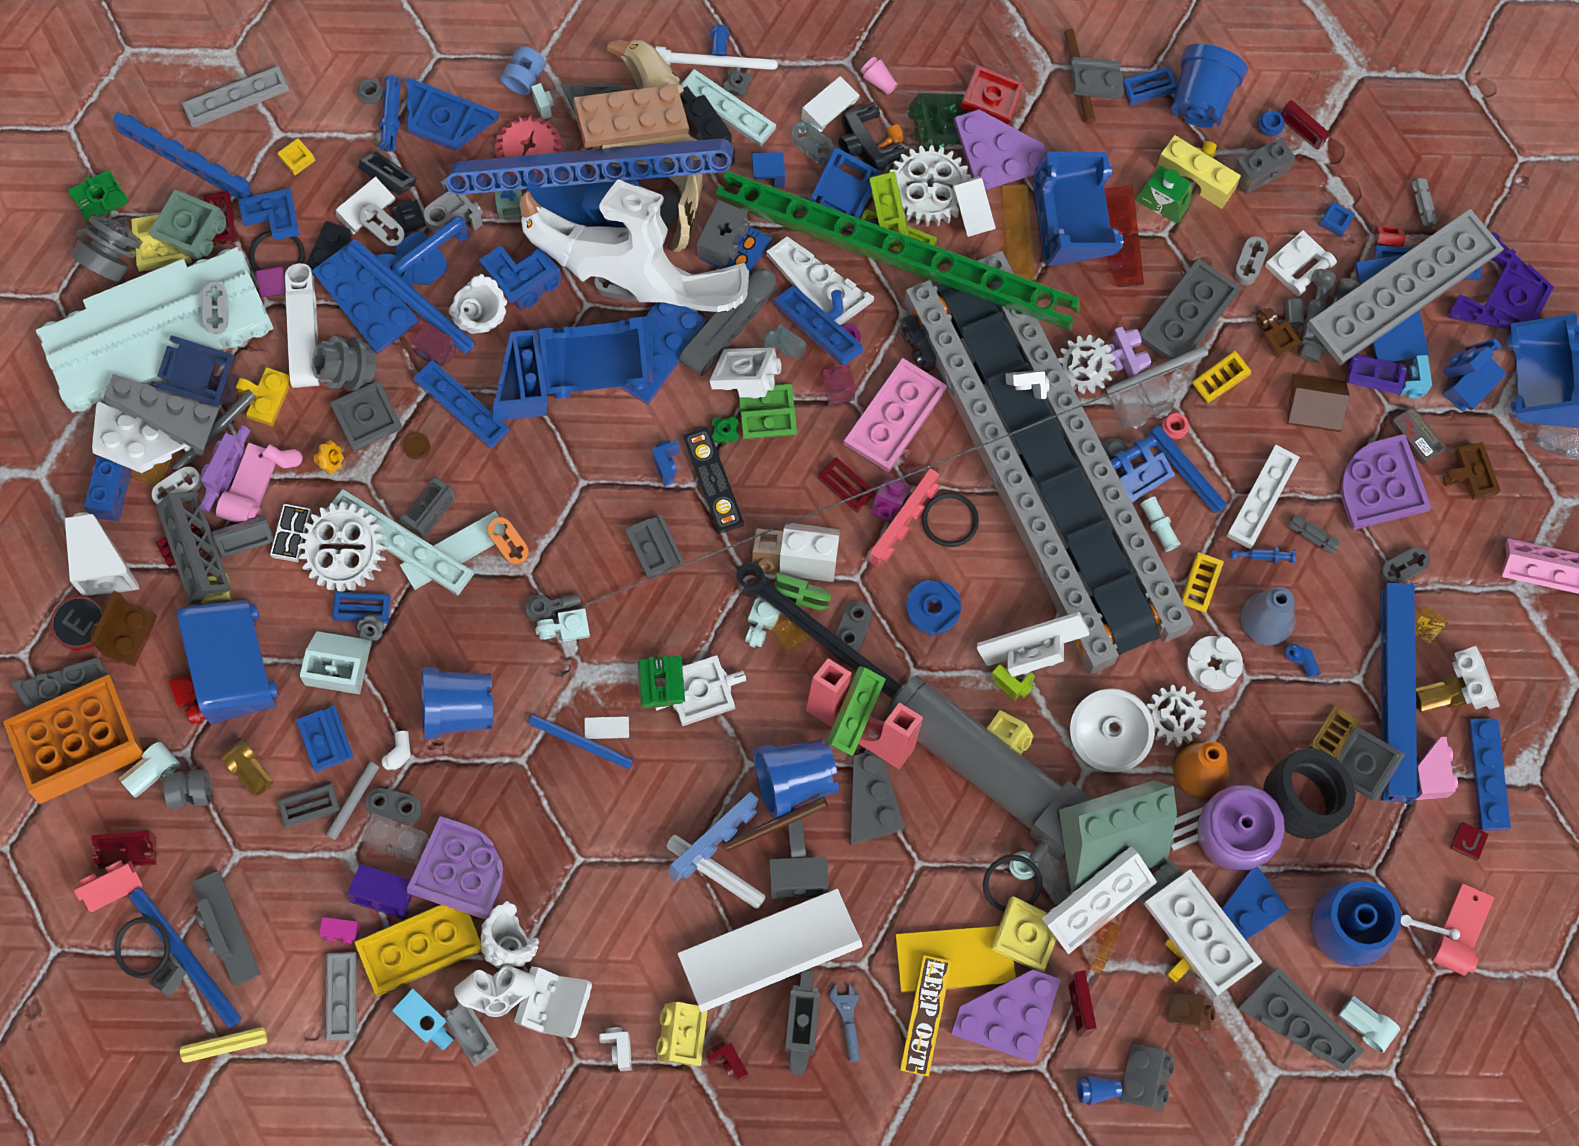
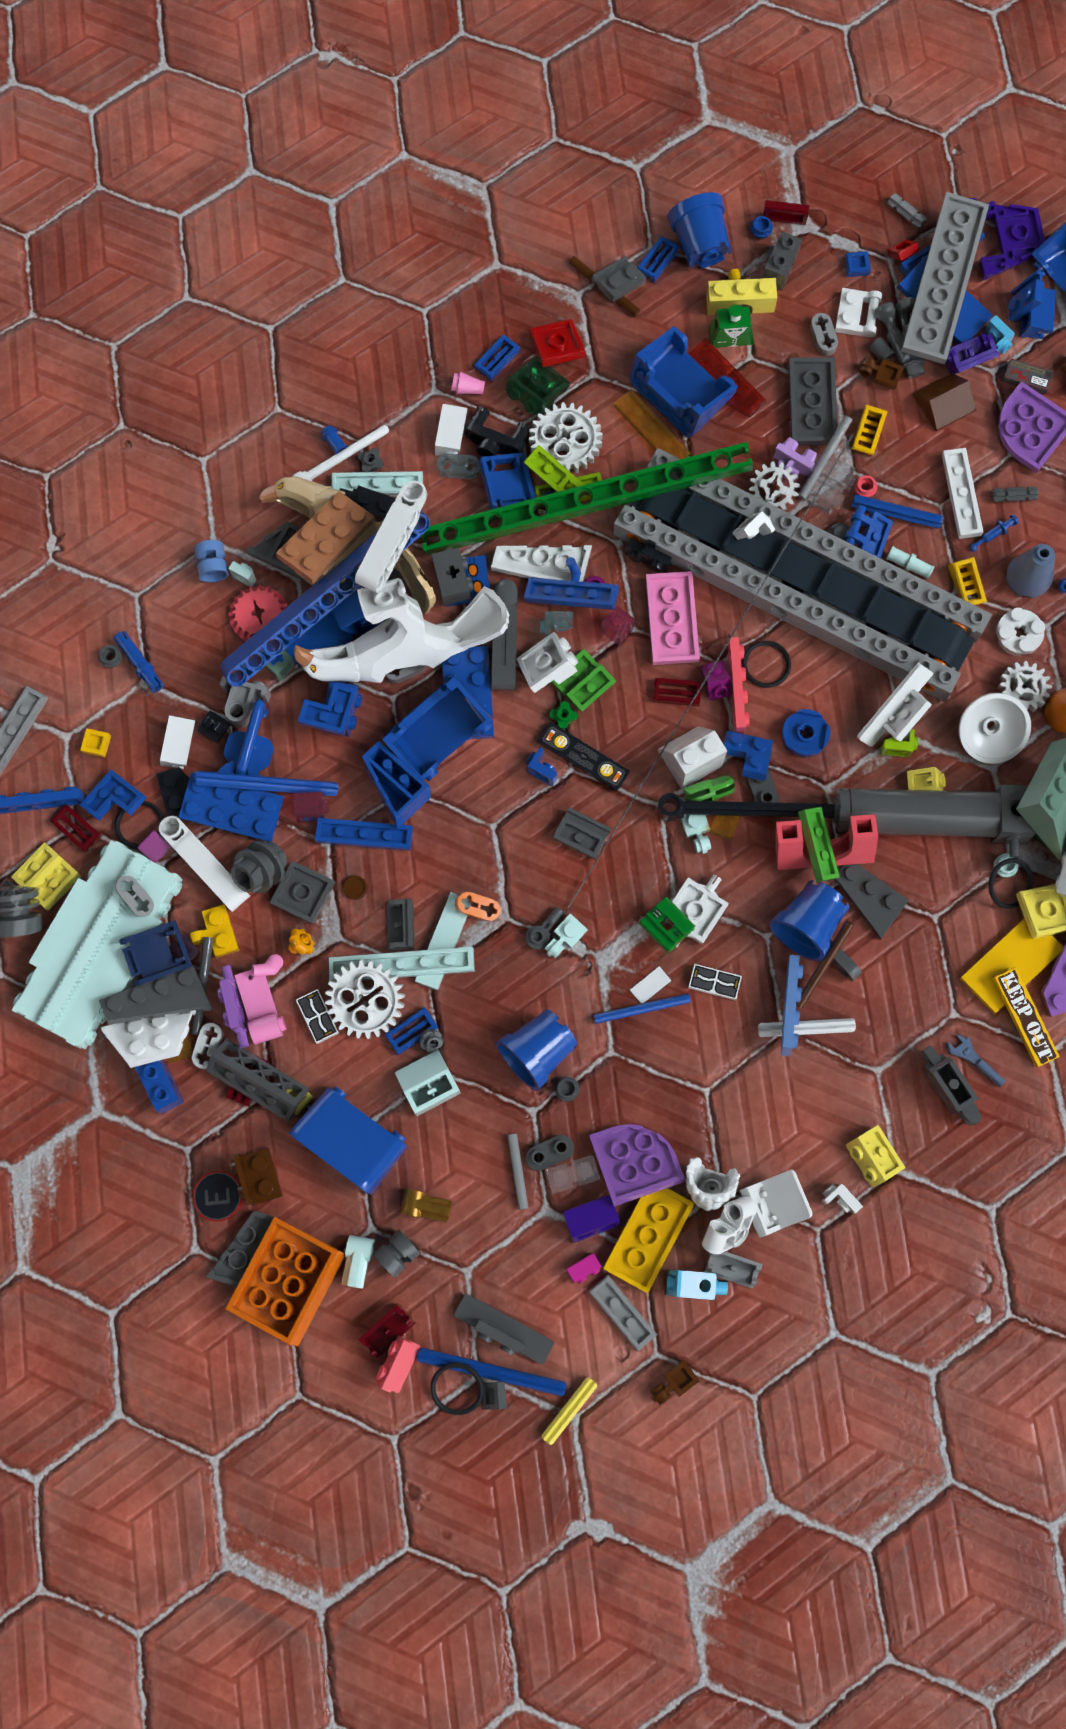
camera: 30 degrees left, 5 degrees up
(94, 560) = (194, 1141): white slope -> none
(185, 696) = (337, 1185): red plate -> none
(188, 225) = (60, 850): sand green plate -> none
(243, 536) = (286, 1044): dark grey tile -> none
(325, 739) = (463, 1143): blue plate -> none
(335, 808) = (510, 1185): dark grey tile -> none
(342, 1093) = (680, 1379): none -> reddish brown plate
(377, 230) = (202, 742): light grey beam -> none
(387, 173) = (178, 706): black plate -> none
(399, 754) = (524, 1113): white arm -> none
(444, 116) = (180, 635): blue wing -> none
(455, 761) = (567, 1089): none -> dark grey plate
(483, 303) = (324, 752): white hair -> none
(666, 768) = (715, 982): none -> tile
(681, 153) = (392, 537): none -> white piece
(733, 1065) = (926, 1149): dark red bracket -> none
(767, 550) = (662, 777): medium nougat bracket -> none
(769, 166) = (444, 505): blue panel -> none
(769, 950) = (890, 1054): white arch -> none
(798, 877) = (866, 988): dark grey hinge -> none
(871, 586) = (753, 749): none -> blue plate
(895, 135) = (512, 419): orange hand -> none
(930, 75) = (503, 363): none -> blue tile
(974, 206) = (611, 429): white hinge -> none
(996, 149) = (593, 379): medium lavender plate -> none

